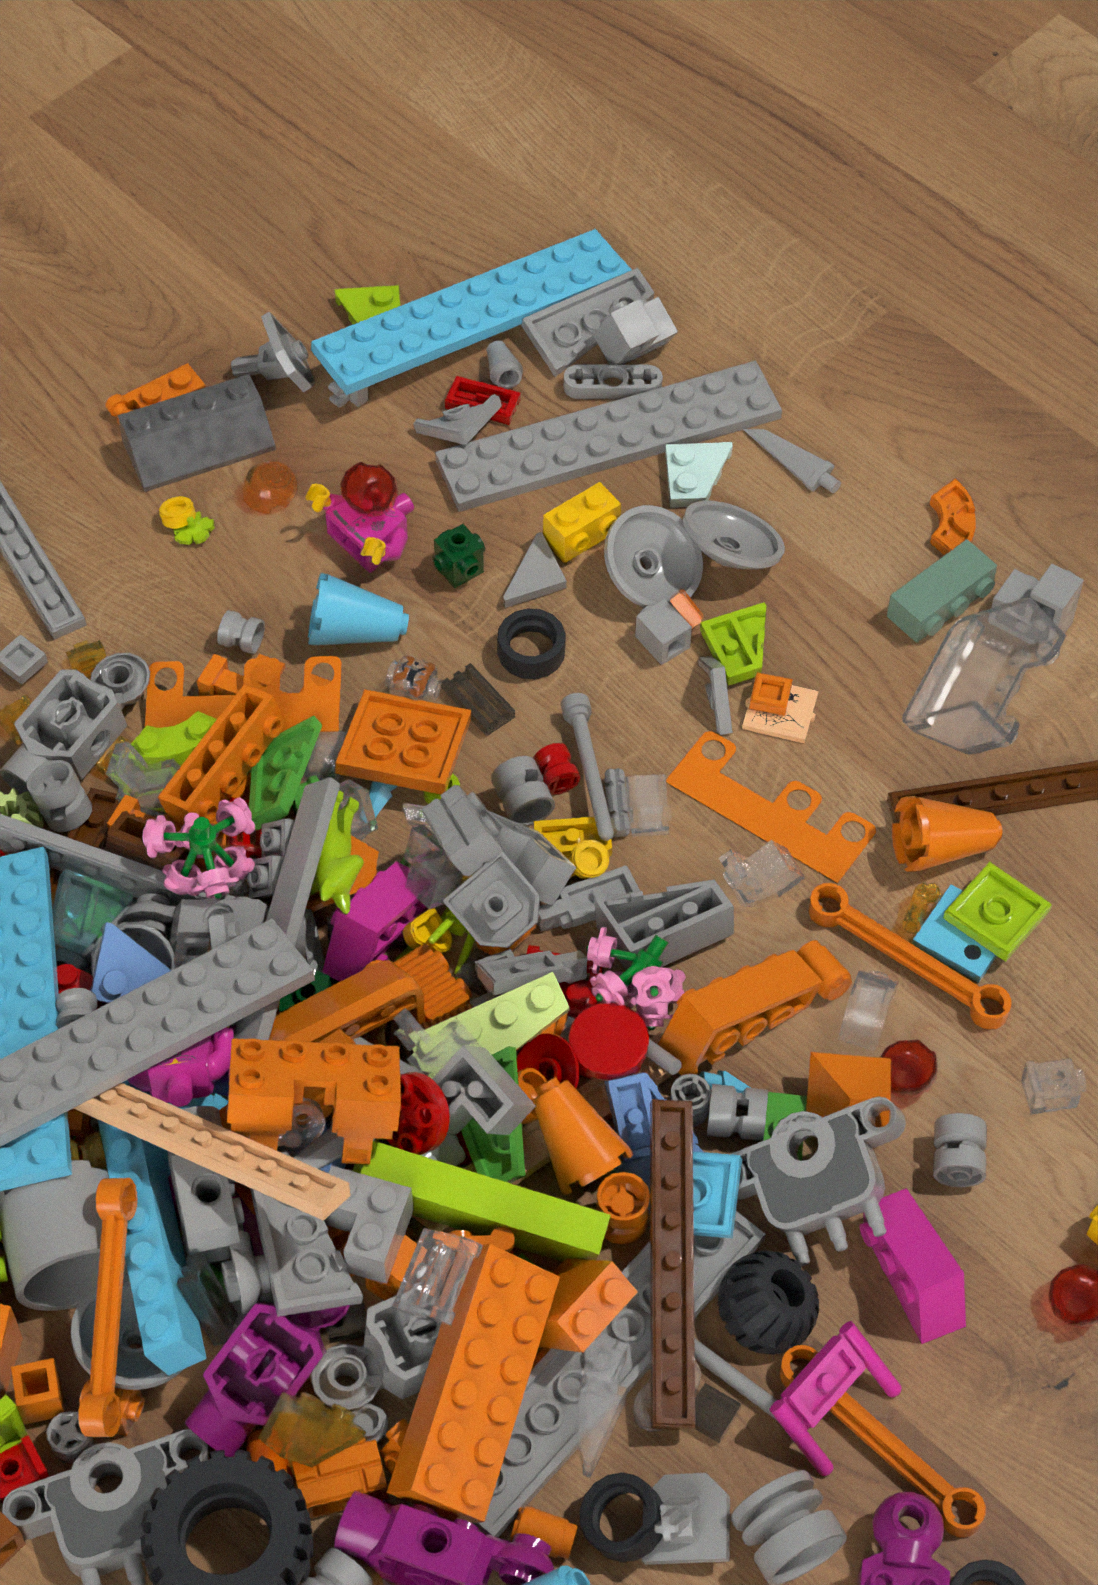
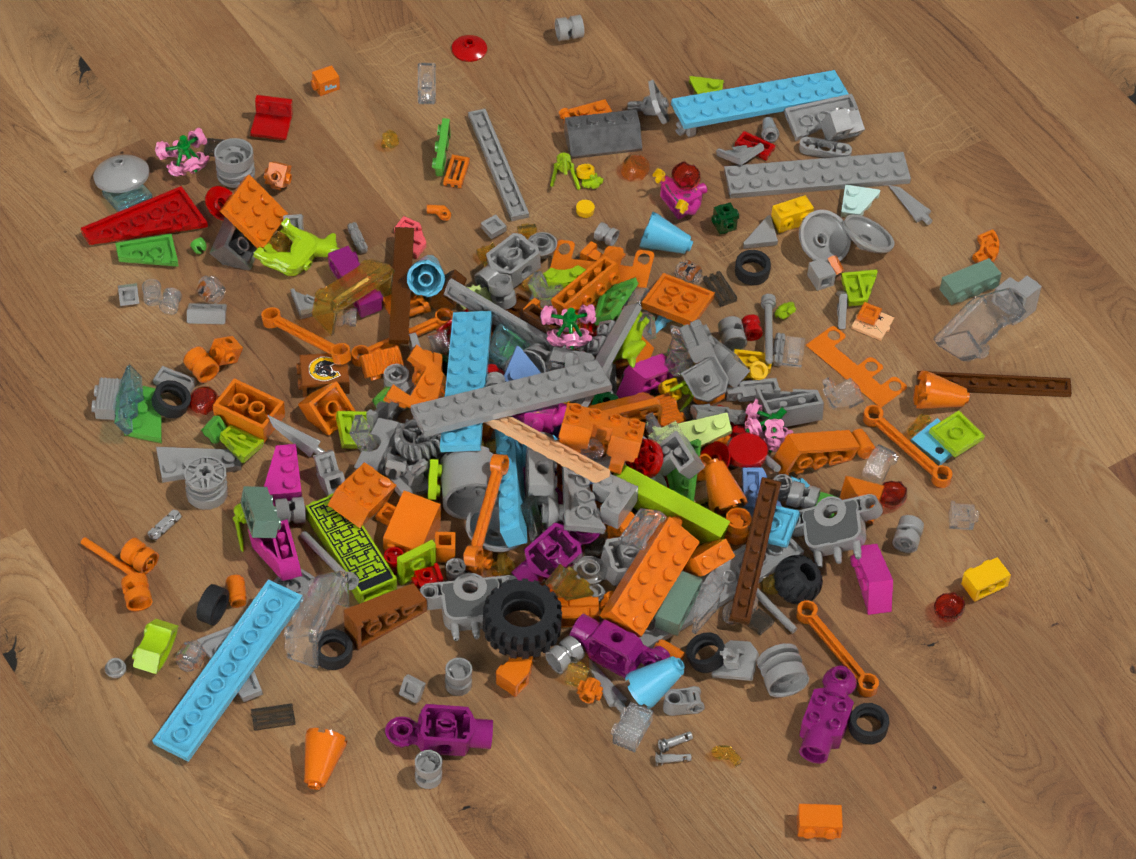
camera: 10 degrees right, 5 degrees down
(96, 238) = (569, 27): none -> light grey wheel
(134, 506) = (564, 164): none -> lime plant
(171, 1407) = (503, 565): none -> clear yellow tile
(190, 587) = (585, 208): none -> yellow tile
(543, 1420) = (678, 603): none -> sand green brick
(612, 719) = (785, 310): none -> lime plant
(712, 1323) = (768, 585): none -> clear yellow tile
(823, 1384) = (814, 616): dark pink plate -> none

